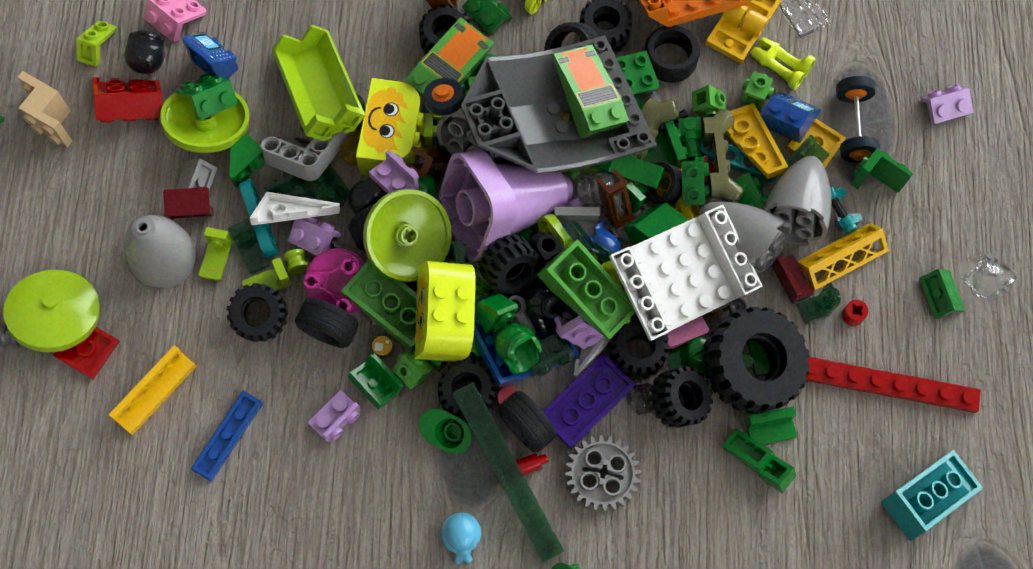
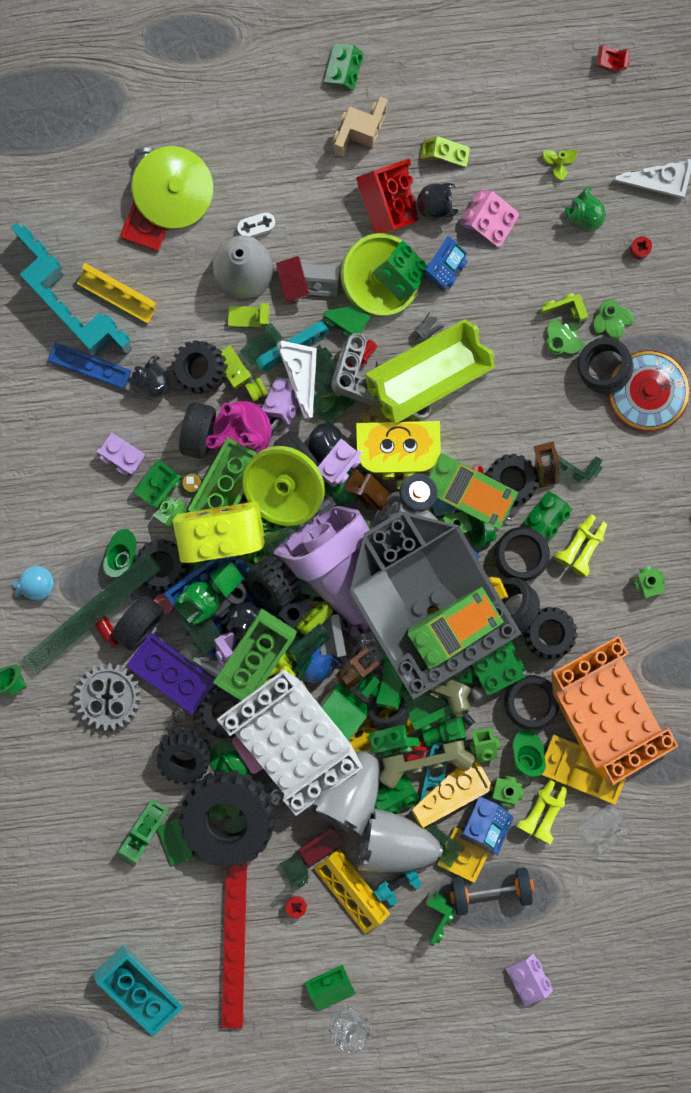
camera: 85 degrees right, 15 degrees up
(114, 235) = (254, 221): none -> white beam
(115, 472) = (43, 275): none -> teal bracket
(259, 364) = (151, 380): none -> black hair
(273, 89) = (423, 329): none -> dark grey piece
(520, 19) = (537, 538): none -> black tyre
(726, 65) = (528, 754): none -> green piece

